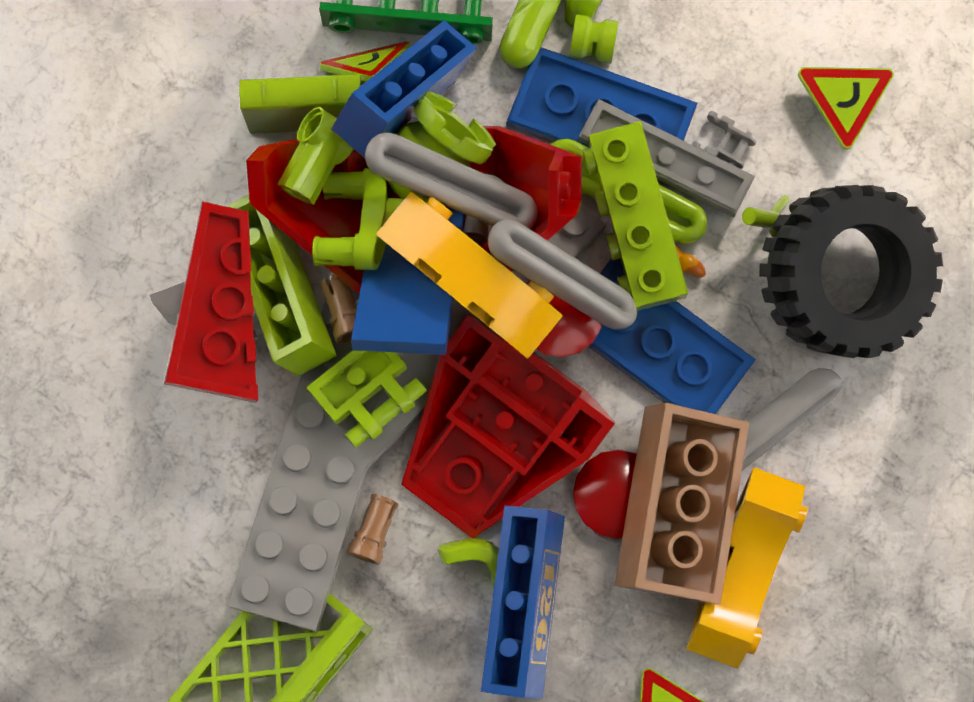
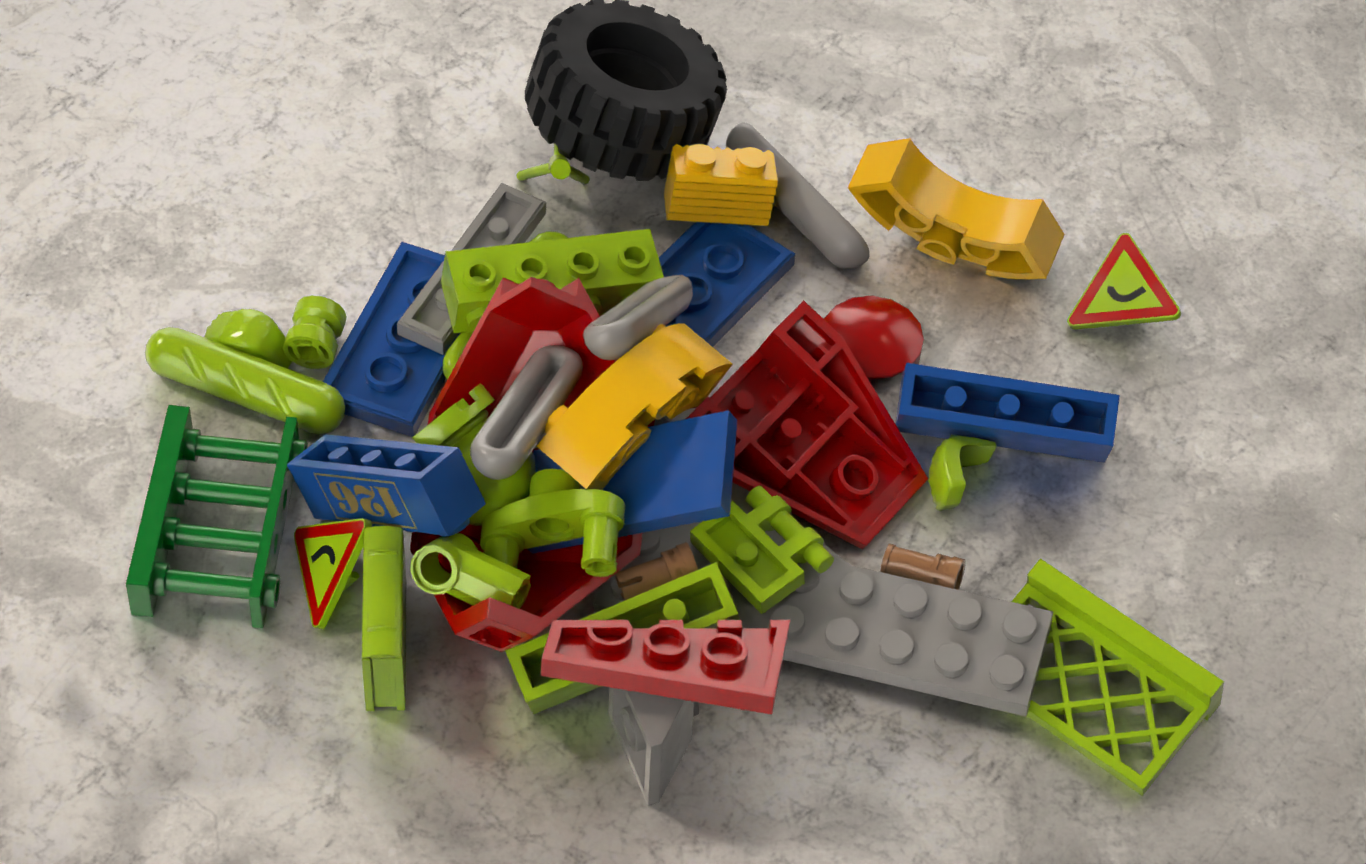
camera: 90 degrees left, 25 degrees down
(682, 503) = (889, 257): medium nougat slope -> none
(744, 139) = (433, 216): light grey piece -> none
(755, 357) = (720, 185): none -> yellow brick
(845, 97) = (409, 102): piece -> none

